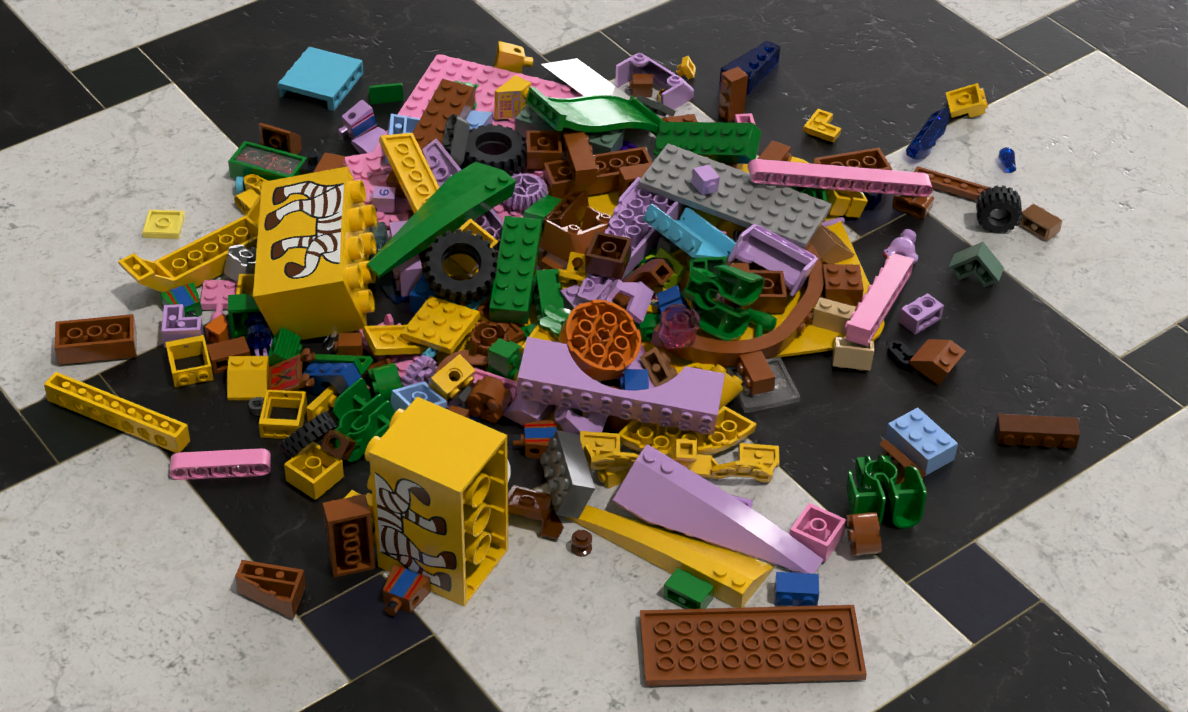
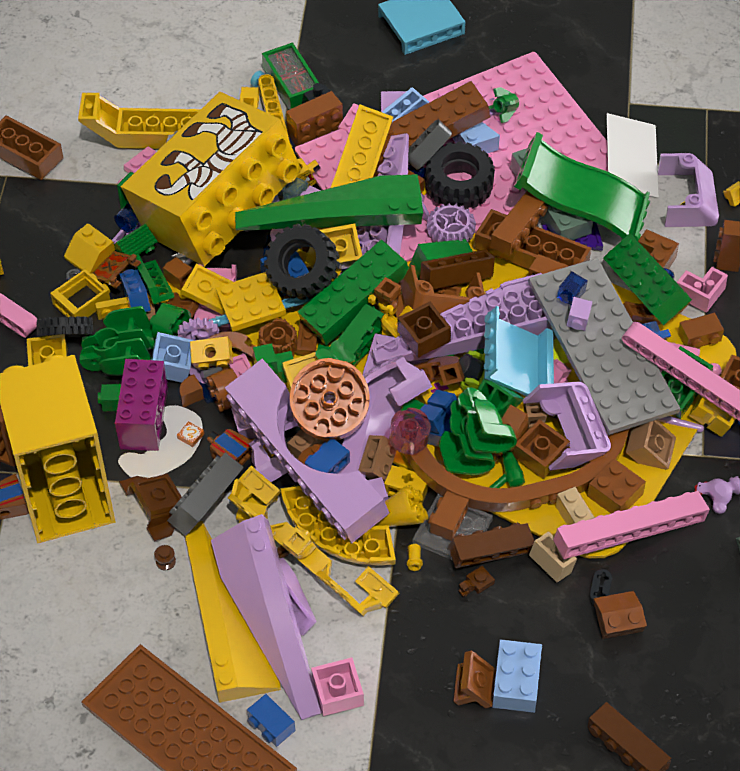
camera: 45 degrees right, 10 degrees up
(163, 224) = (174, 78): light yellow tile -> none
(177, 326) = (85, 175): lavender brick -> none
(184, 295) = (113, 156): torso -> none
(195, 347) = (72, 194): yellow window -> none
(217, 330) = (110, 197): orange brick -> none
(220, 352) = (98, 218): dark orange brick -> none
(279, 139) = (326, 57): dark orange slope -> none
(345, 448) = (76, 346): reddish brown brick -> none
(357, 121) = (400, 76): lavender torso -> none
(383, 198) = (330, 160): lavender brick -> none
(385, 93) = (456, 63): green panel -> none
(511, 58) = (588, 92): yellow torso -> none
(511, 98) = (526, 127): yellow slope -> none
(542, 148) = (502, 194): dark orange brick -> none
(548, 254) = (387, 296): none -> dark orange piece
(641, 85) = (675, 186): dark orange brick -> none
(656, 107) = (656, 214): dark grey plate -> none
(681, 167) = (572, 287): none -> clear blue brick
(688, 590) = (192, 657): green brick -> none
(762, 421) = (414, 562): none -> yellow pin
(805, 372) = (491, 545): none -> reddish brown brick
(819, 405) = (477, 580): none -> reddish brown plate
(864, 534) = (370, 717): dark orange brick -> none
(906, 498) = (435, 708): green piece -> none
(921, 313) = (660, 567): lavender brick -> none

